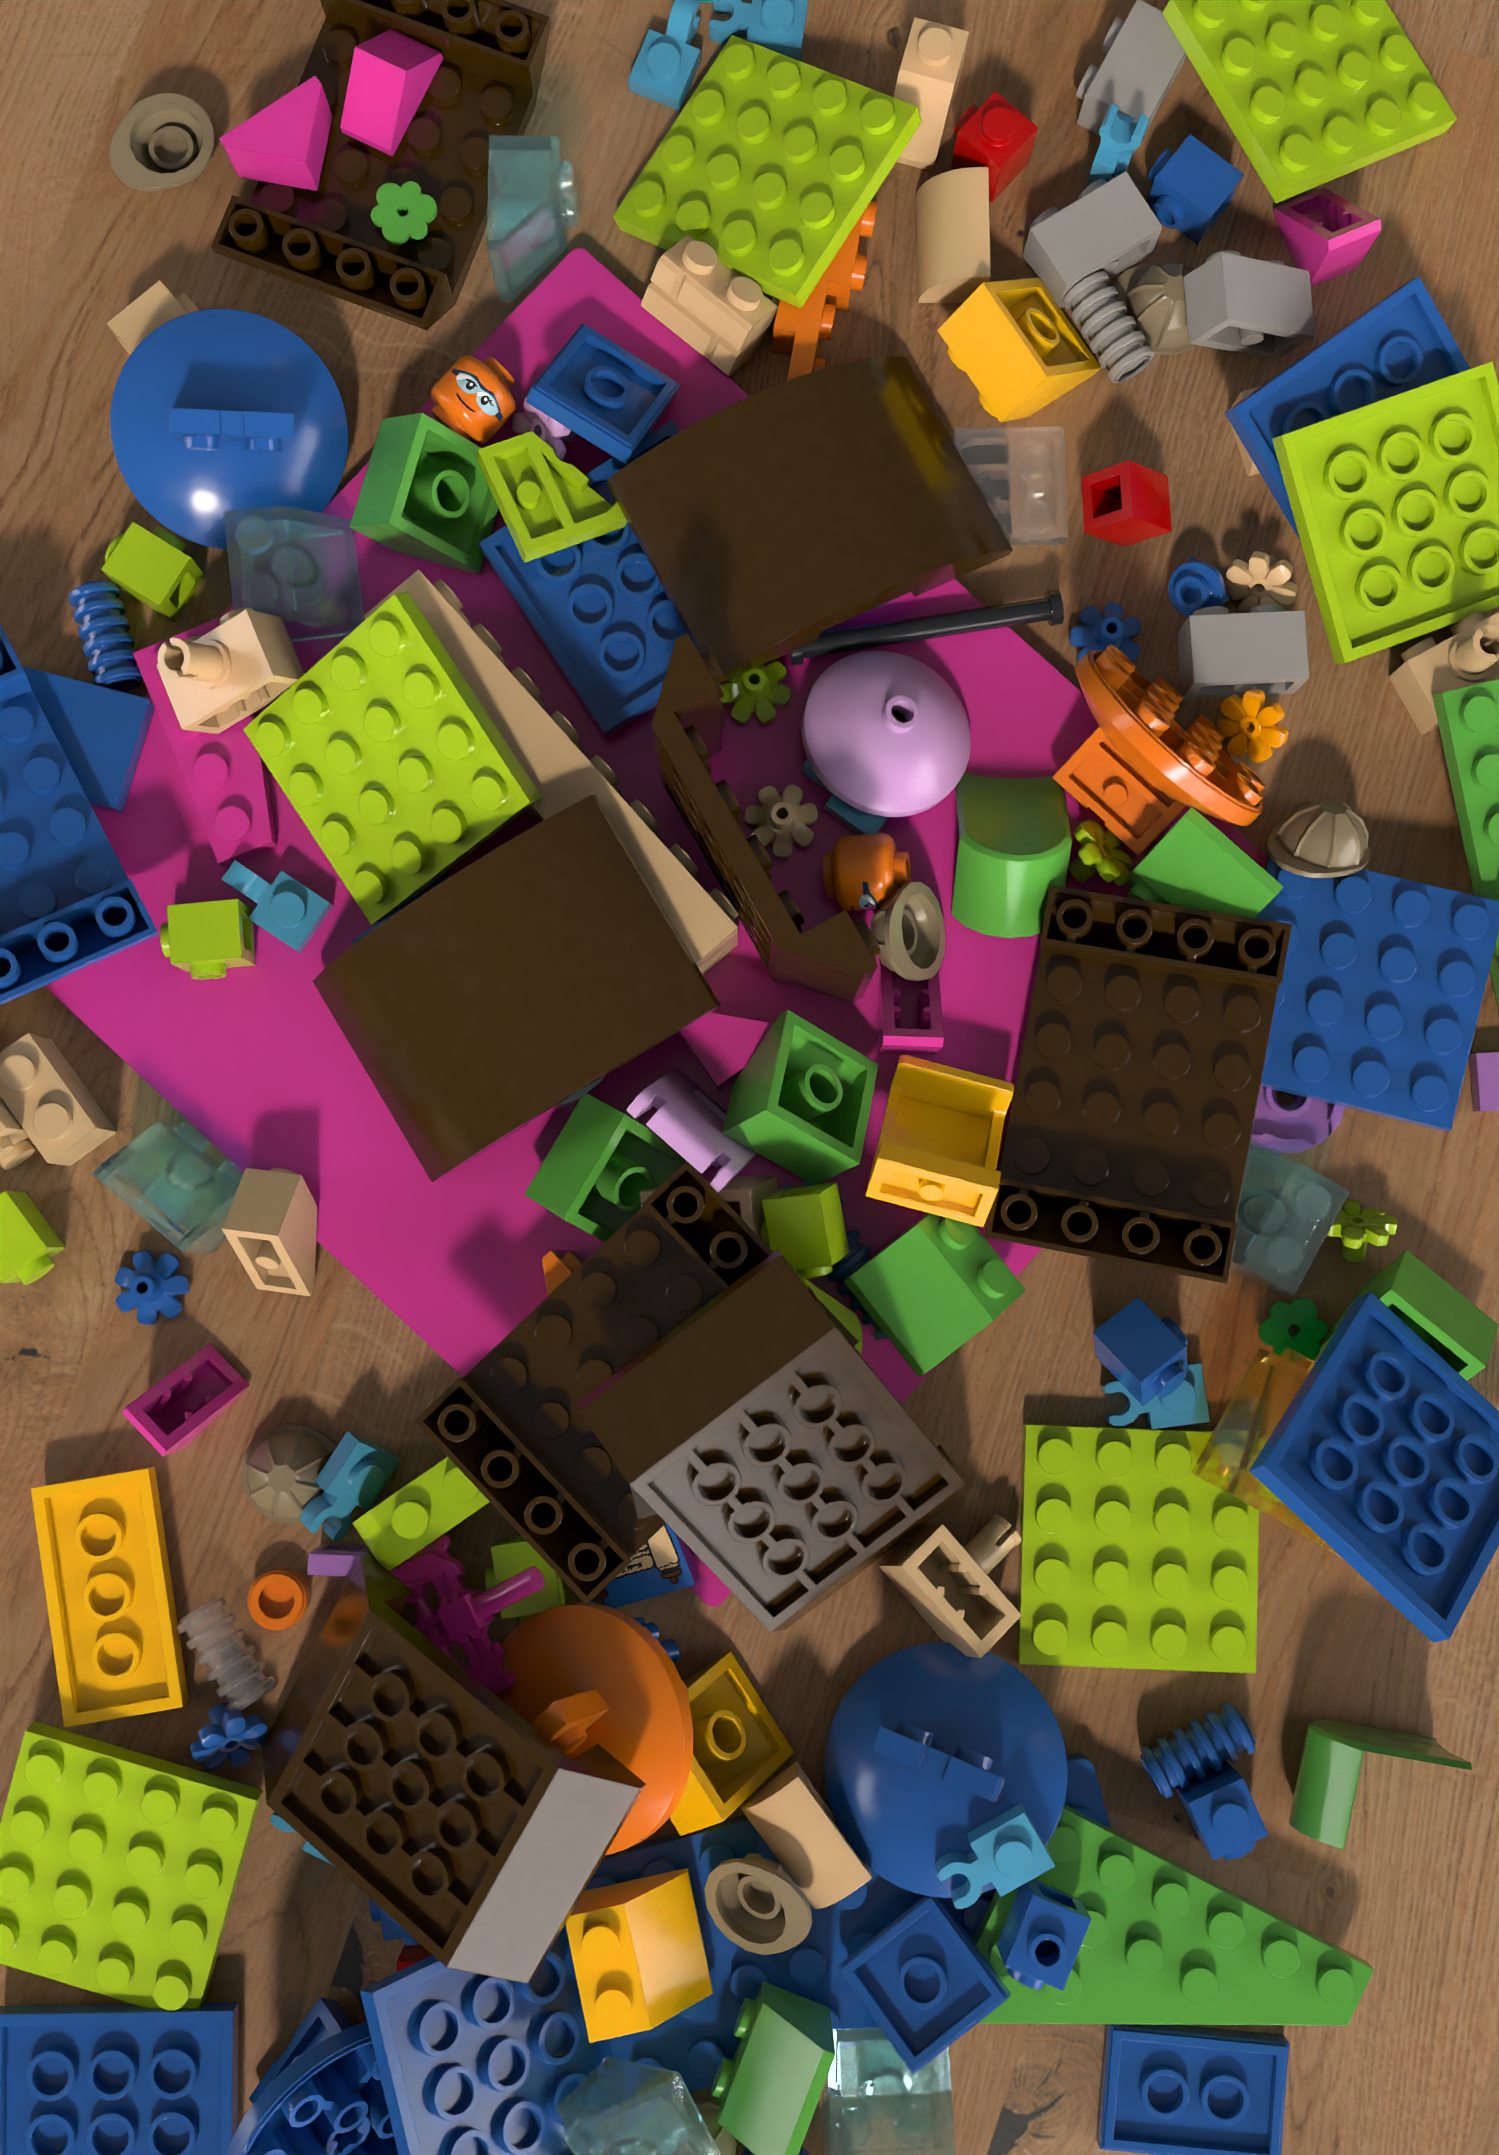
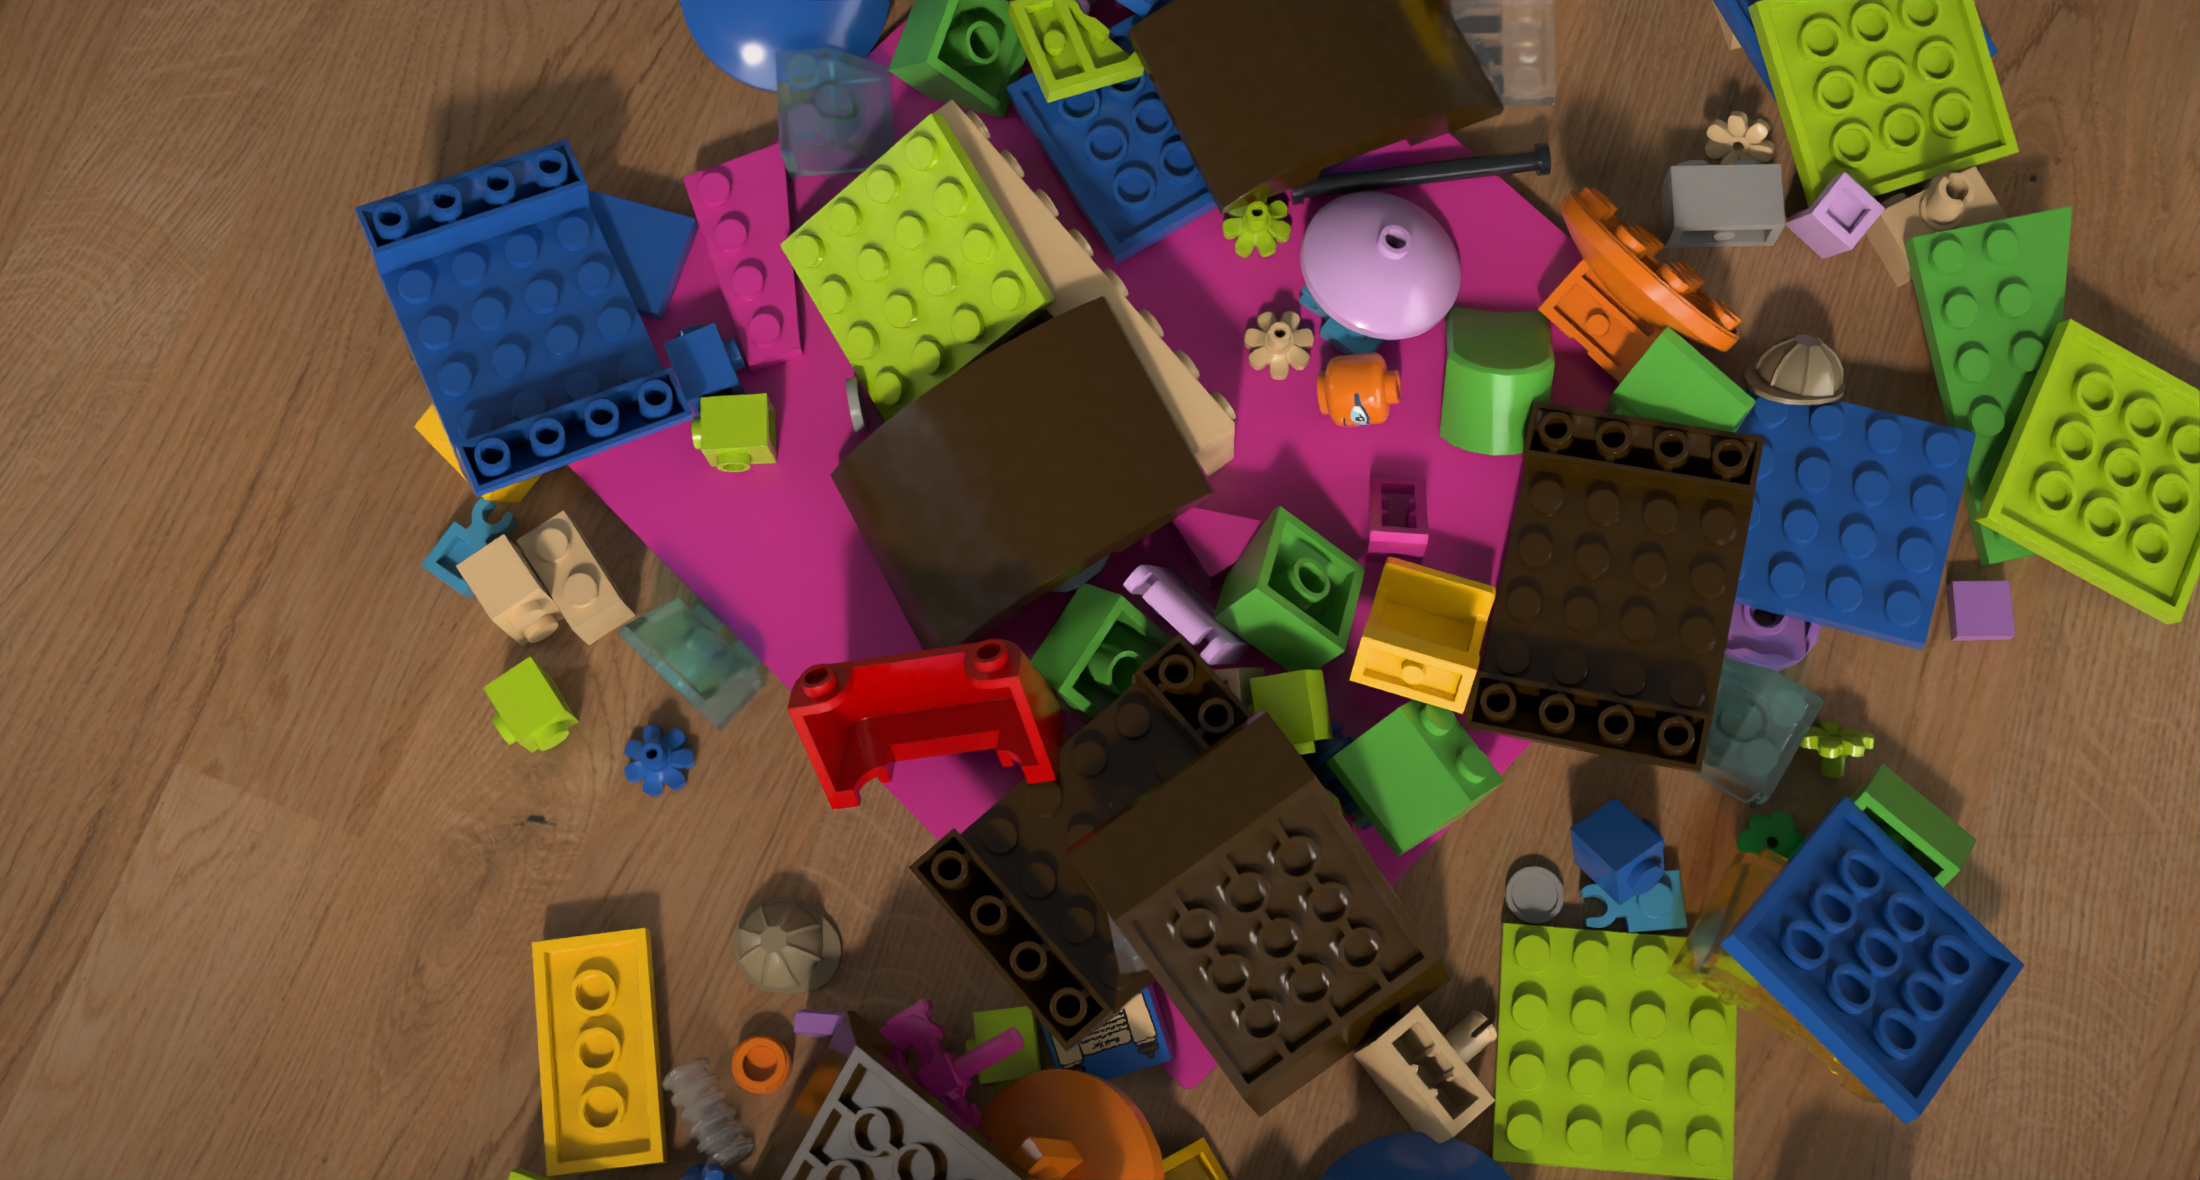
camera: 15 degrees right, 10 degrees down
(105, 635) = (657, 163): blue piece -> none
(153, 569) = (705, 107): lime brick -> none
(172, 866) = (705, 364): none -> blue brick
(186, 1401) = (687, 864): dark pink slope -> none
(228, 670) = (771, 188): tan brick -> none
(274, 1230) = (763, 702): tan slope -> none
(283, 907) = (807, 409): dark azure plate -> none
(335, 903) = (856, 404): none -> light grey piece
(349, 1479) = (841, 946): dark azure plate -> none
(357, 1257) = (923, 705): none -> red windscreen
(419, 1513) = (911, 969): lime brick -> none
(686, 727) = (1298, 453): dark brown slope -> none
(910, 932) = (1399, 444): dark tan piece -> none
(1056, 1392) = (1534, 895): none -> light grey piece
(1099, 855) = (1582, 381): lime plant -> none
(1103, 629) = (1595, 176): blue plant -> none
(1126, 503) = (1611, 67): red brick -> none
(1196, 587) = (1677, 143): blue plate -> none
(1252, 725) = (1731, 269): light orange plant -> none
(1363, 668) = (1836, 217): none -> lavender panel

